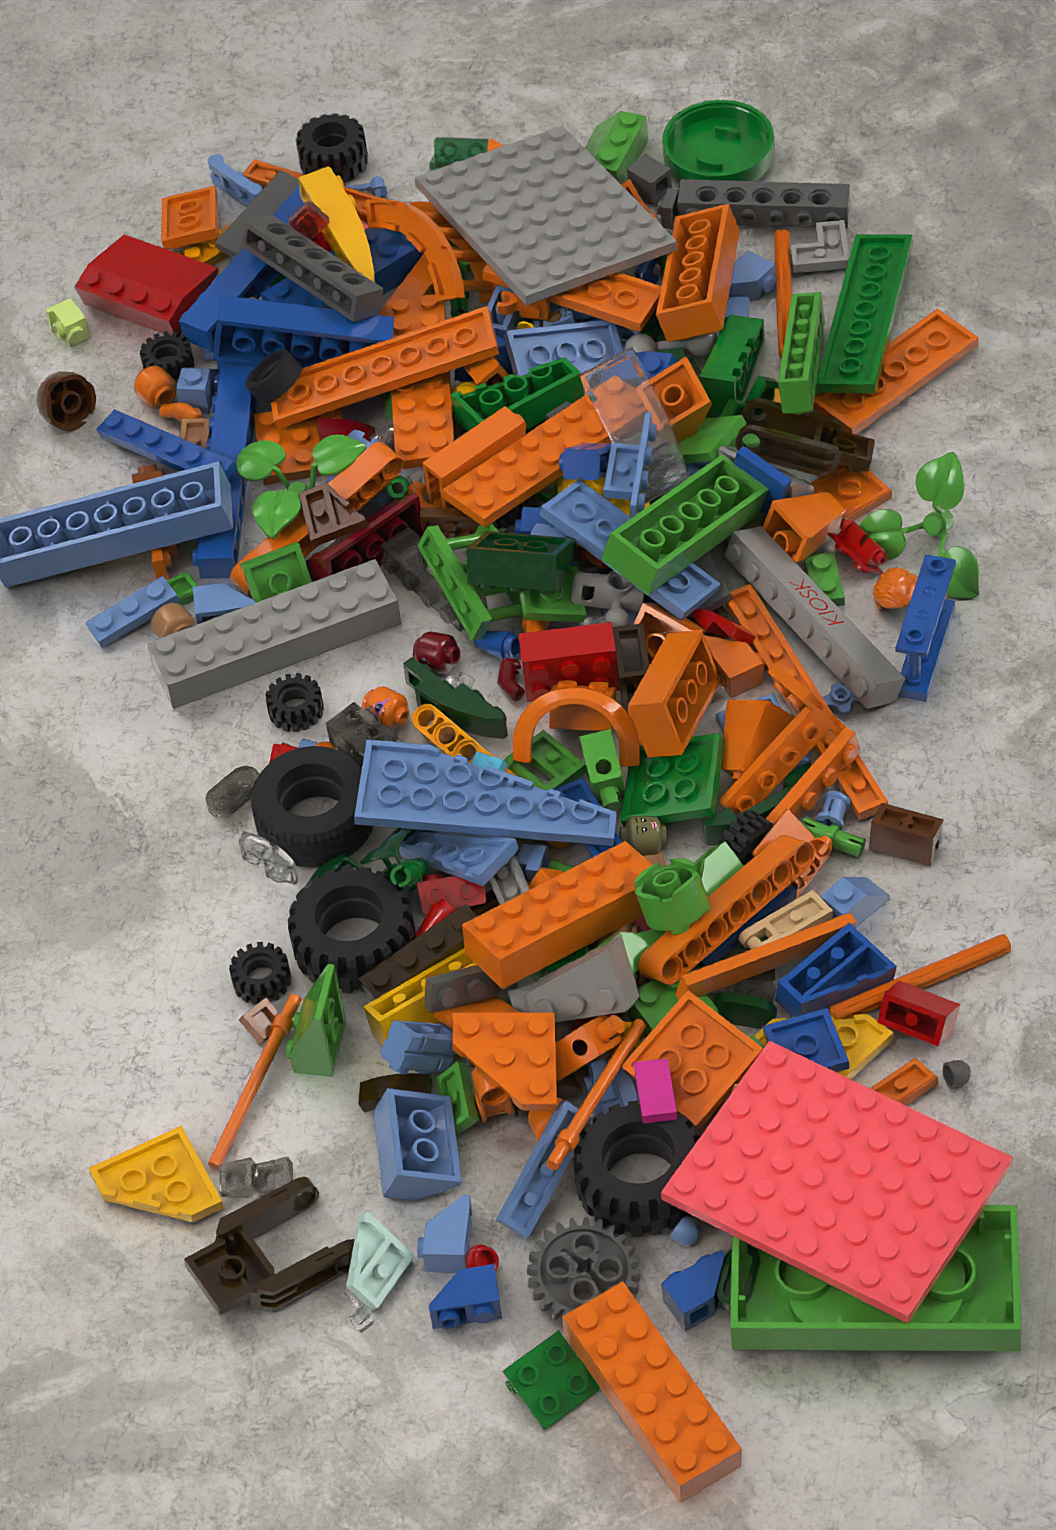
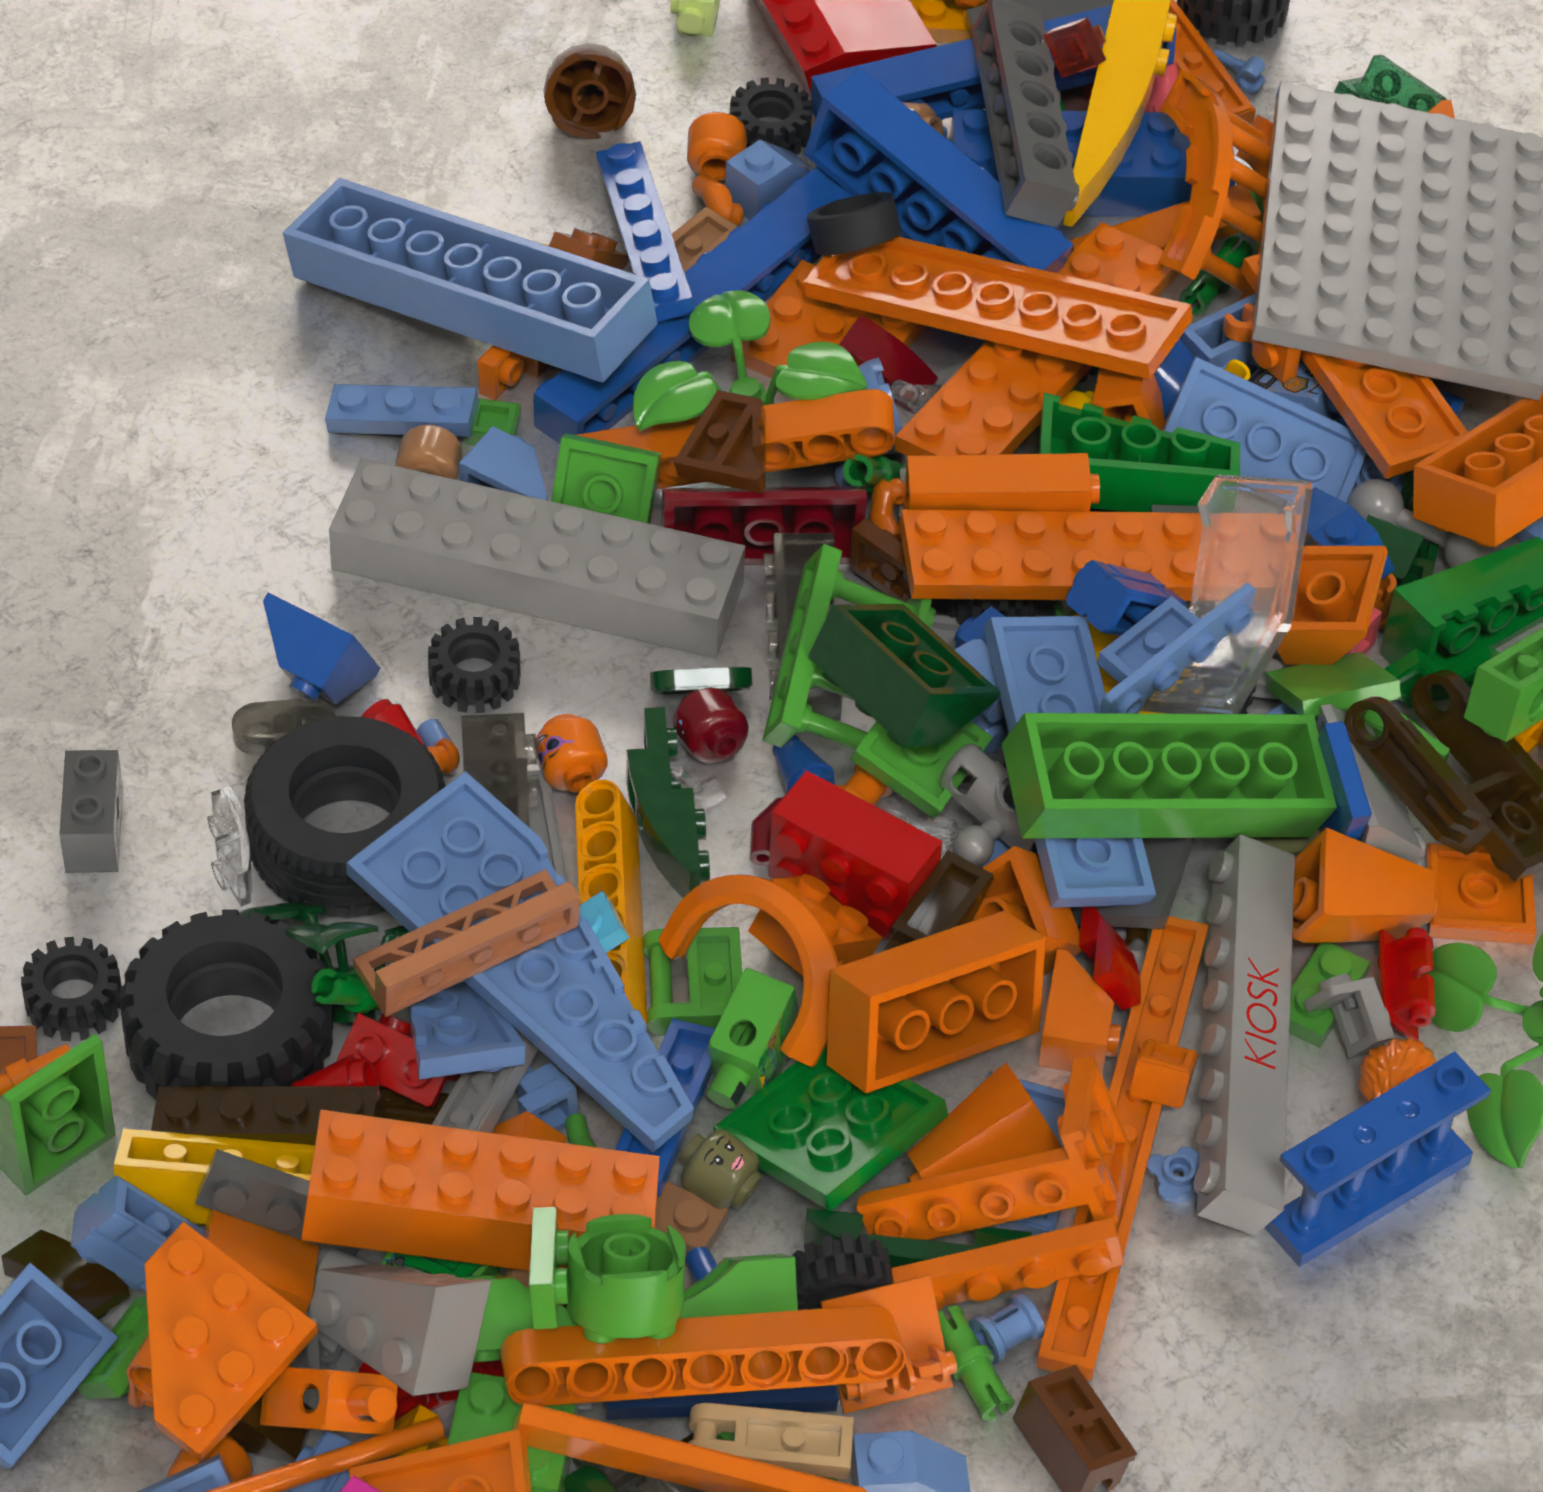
camera: 30 degrees right, 0 degrees up
(184, 890) = (91, 811): none -> dark grey brick
(218, 744) = (316, 653): none -> blue slope
(410, 636) = (688, 680): none -> tile
(453, 814) = (474, 948): none -> nougat fence
(634, 915) = (547, 1280): none -> bright green plate
(645, 270) = (1489, 405): blue arm -> none
(796, 658) = (1163, 1073): none -> orange slope
(854, 575) = (1357, 1010): none -> light grey bracket

